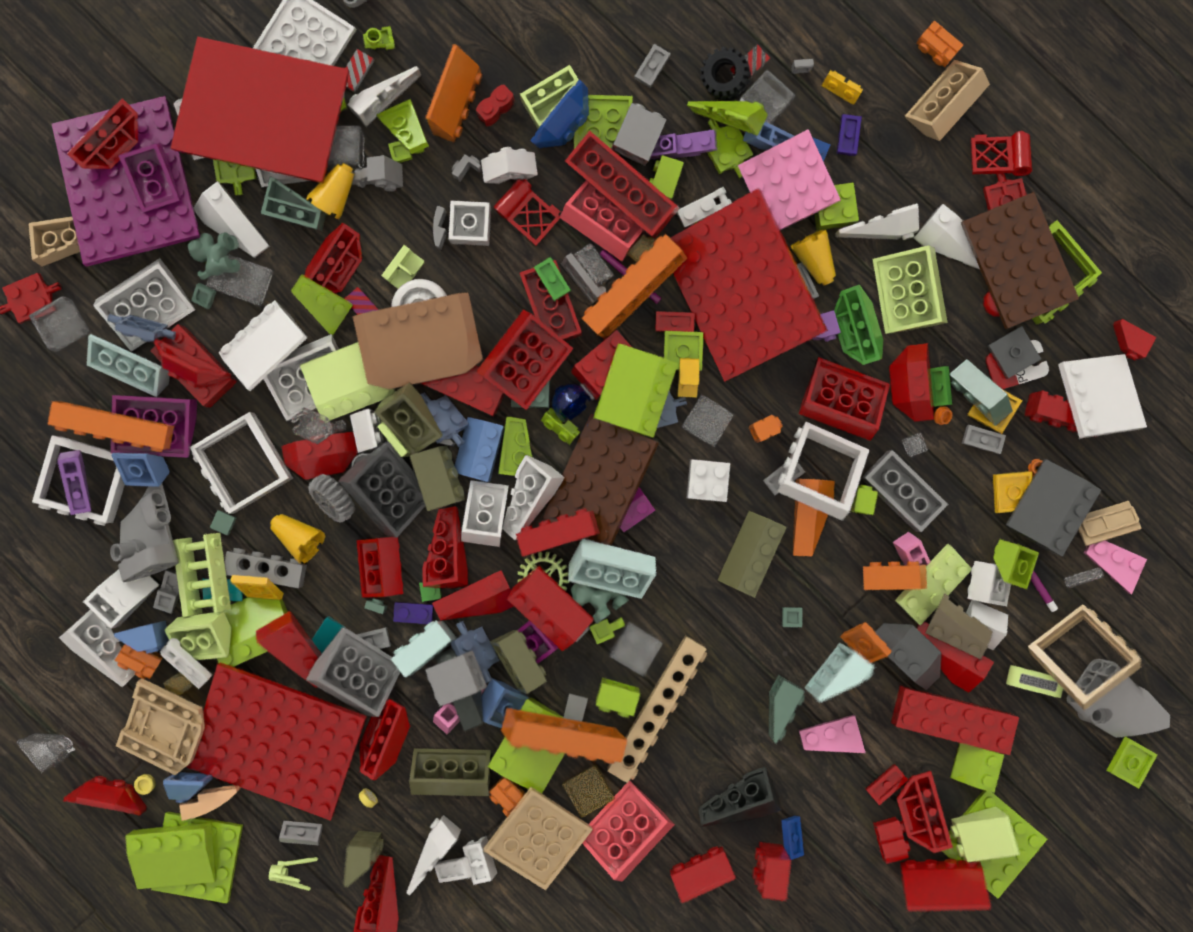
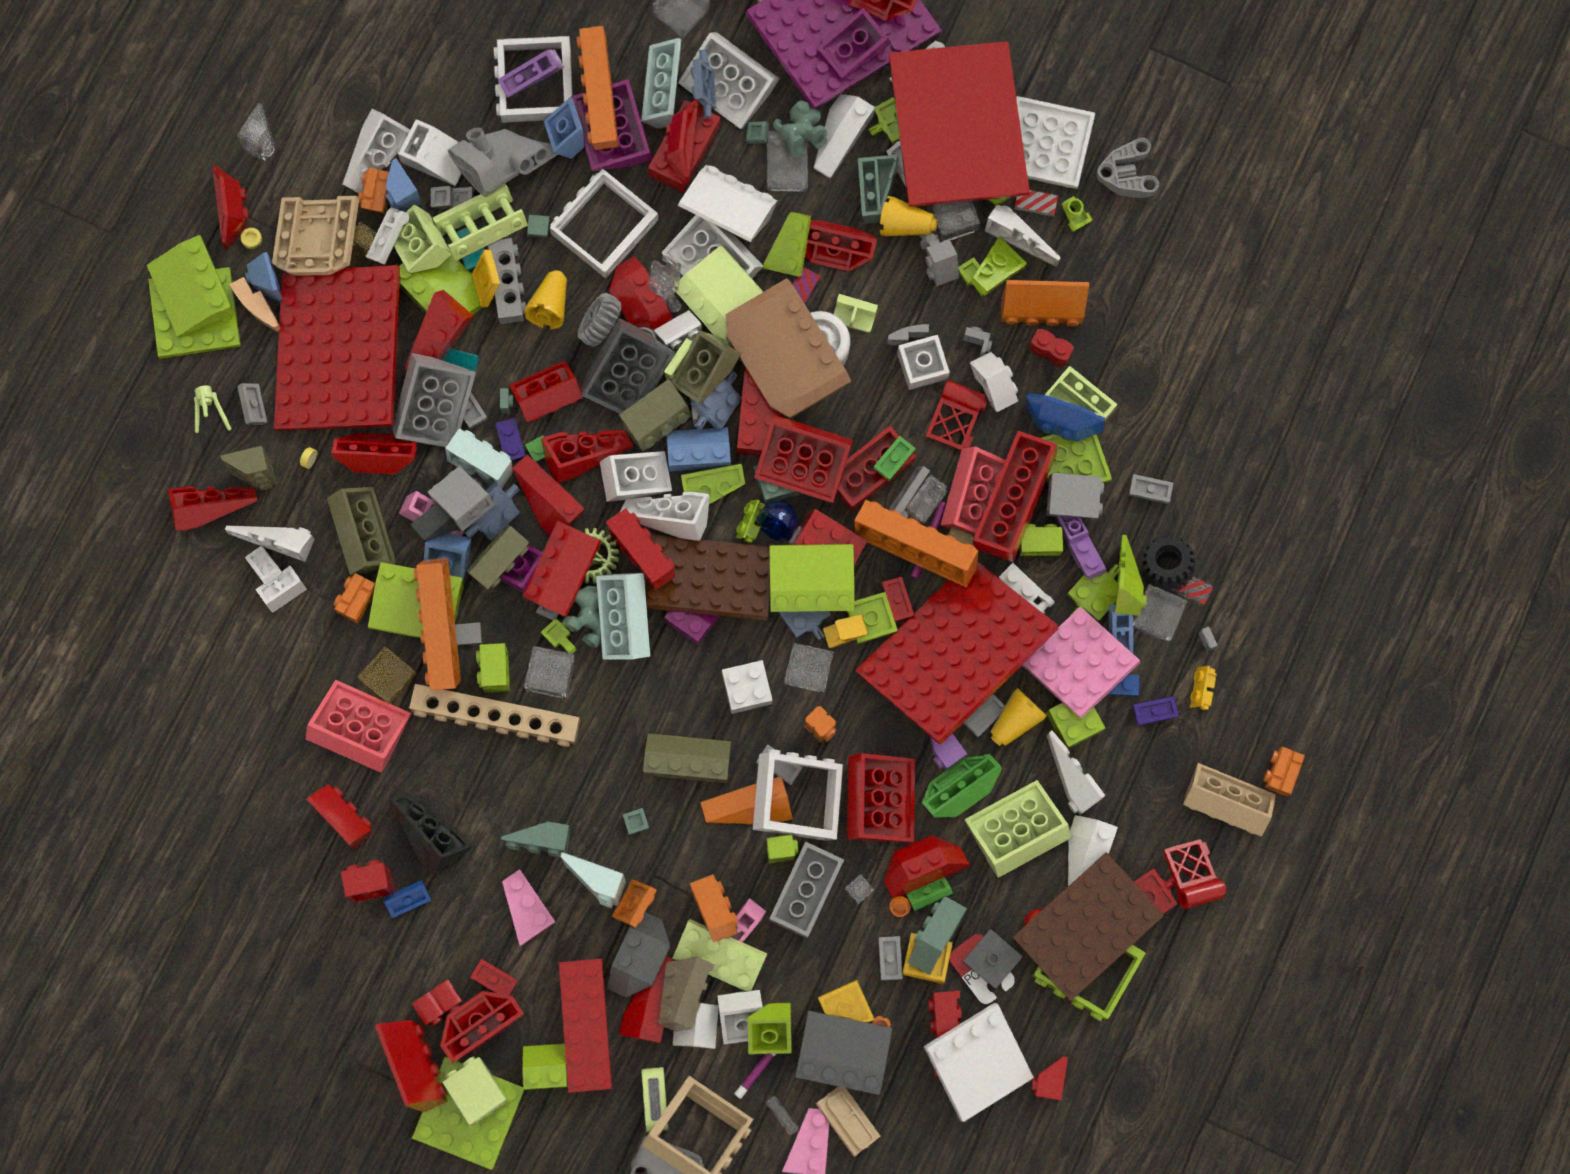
camera: 60 degrees right, 10 degrees down
(538, 838) = (323, 637): tan plate -> none

